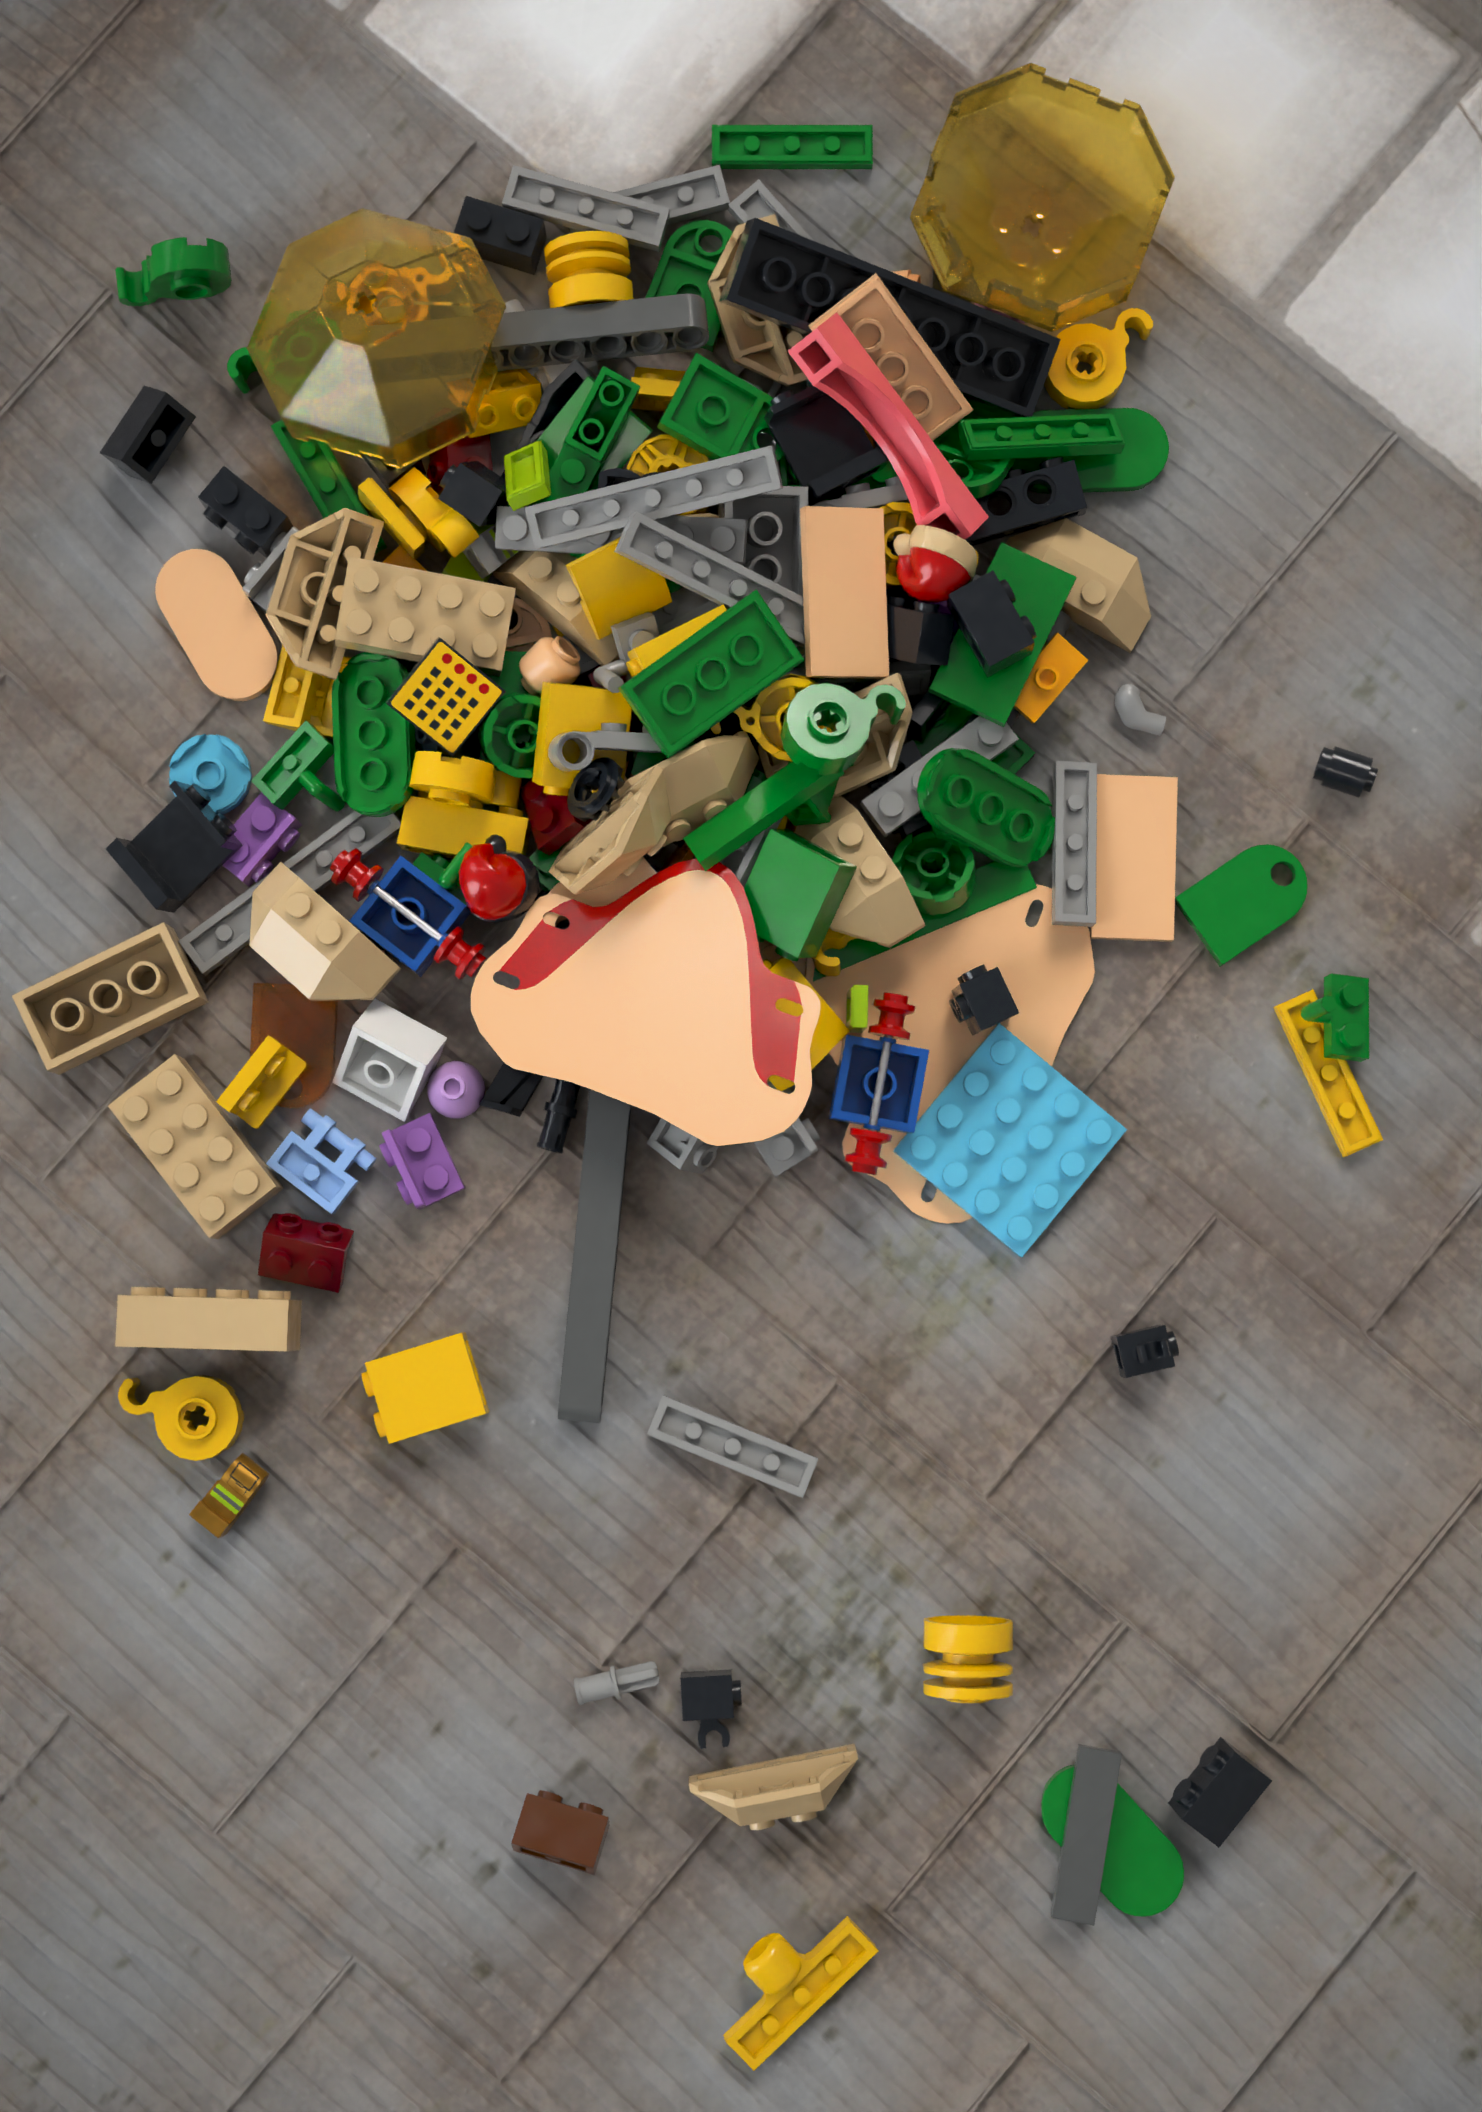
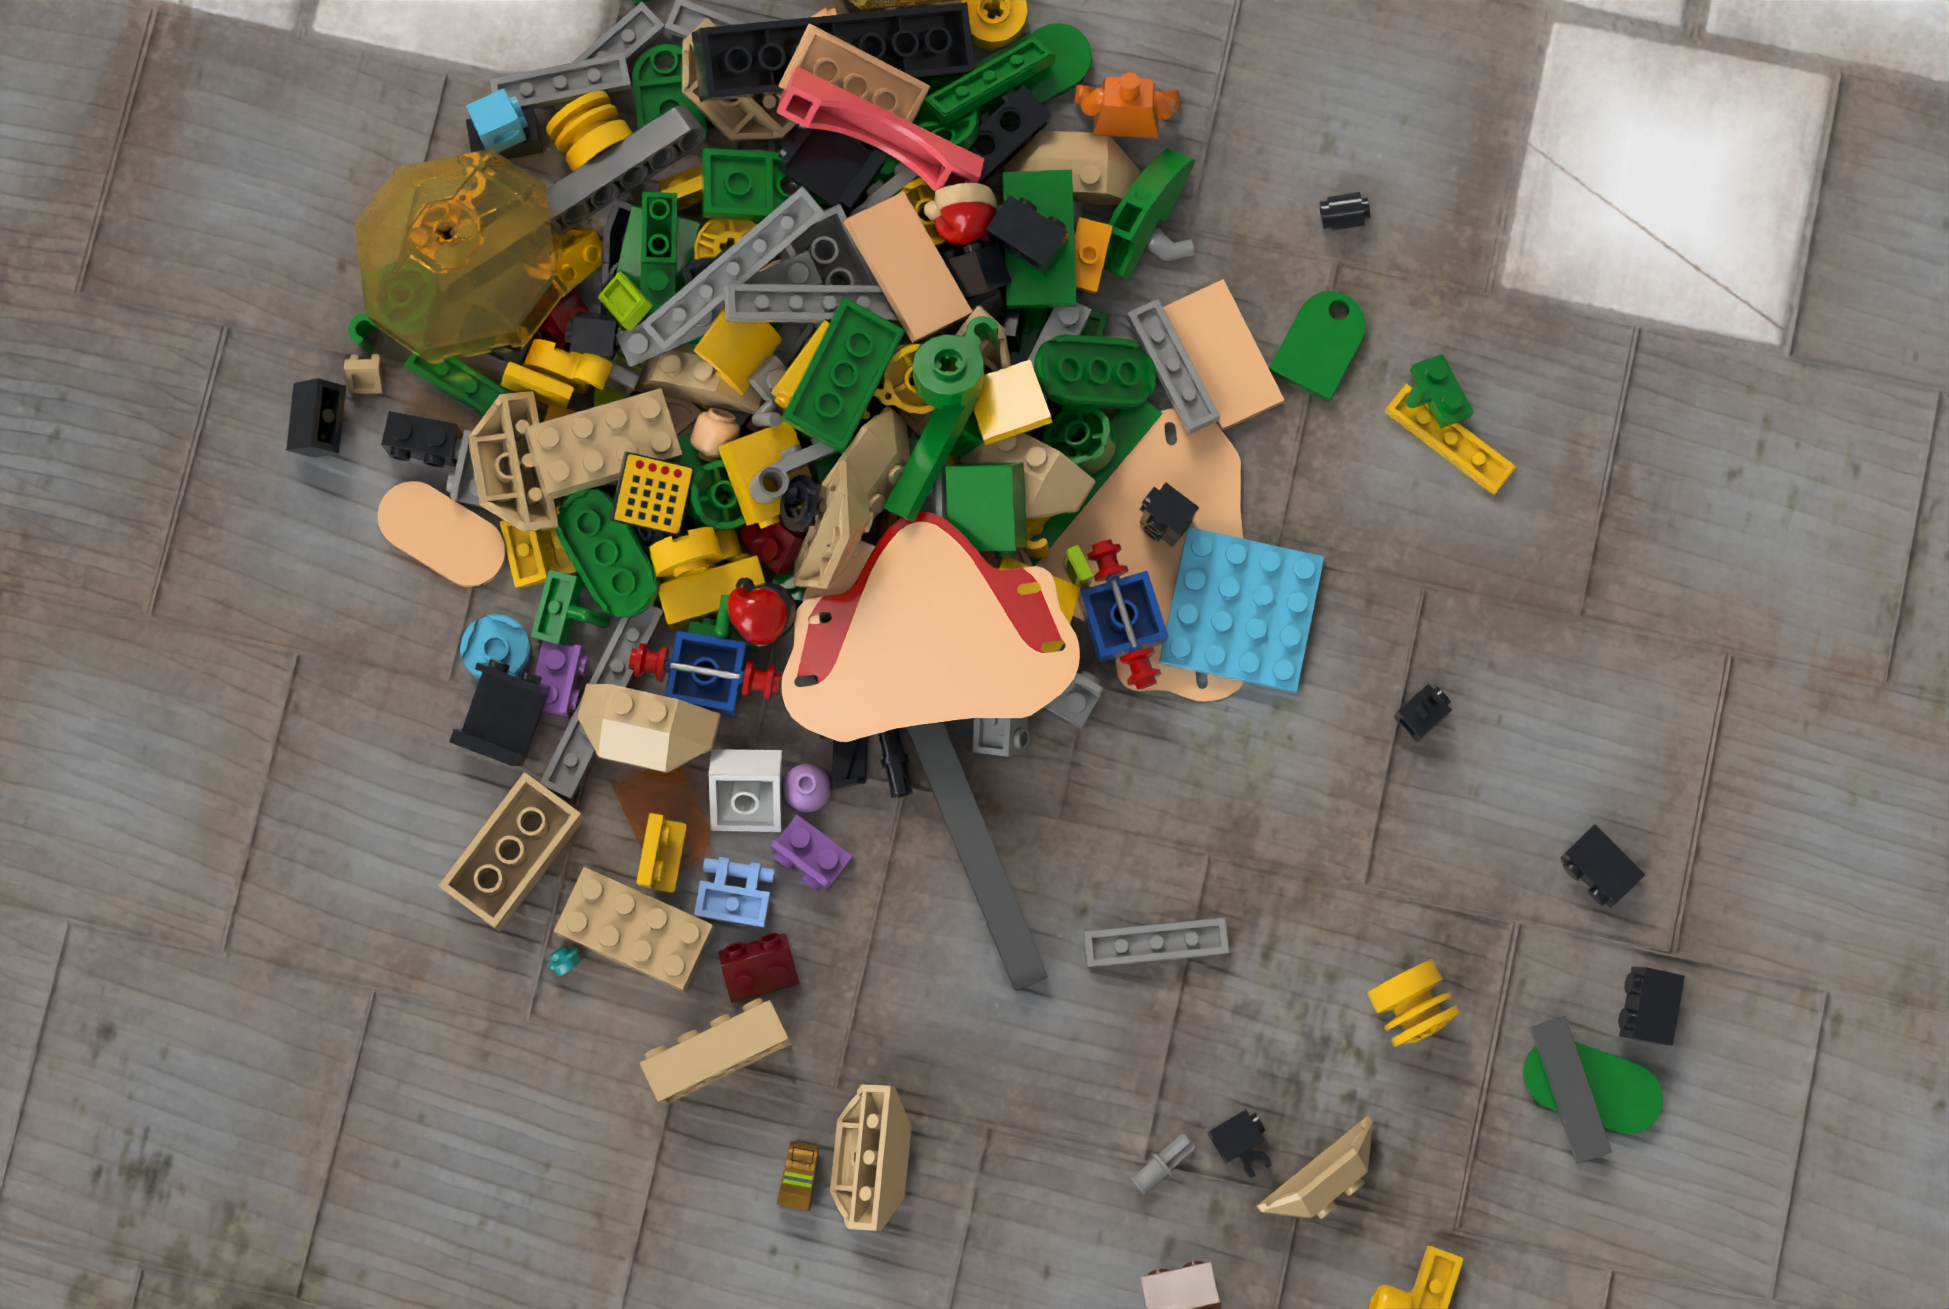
camera: 25 degrees left, 5 degrees down
(108, 1139) = (564, 959): none -> teal plate
(173, 1412) = (721, 1138): yellow piece -> none
(176, 273) = (274, 286): green piece -> none
(222, 414) = (363, 375): none -> tan tile
(313, 1519) = (871, 1158): none -> tan wedge
(425, 1388) = (903, 1020): yellow brick -> none
(492, 211) = (498, 120): none -> medium azure brick
(876, 796) = (1010, 403): none -> tile
(1133, 655) = (1144, 204): none -> green slope
(1173, 539) = (1127, 106): none -> orange torso
(1245, 1614) = (1601, 867): none -> black brick

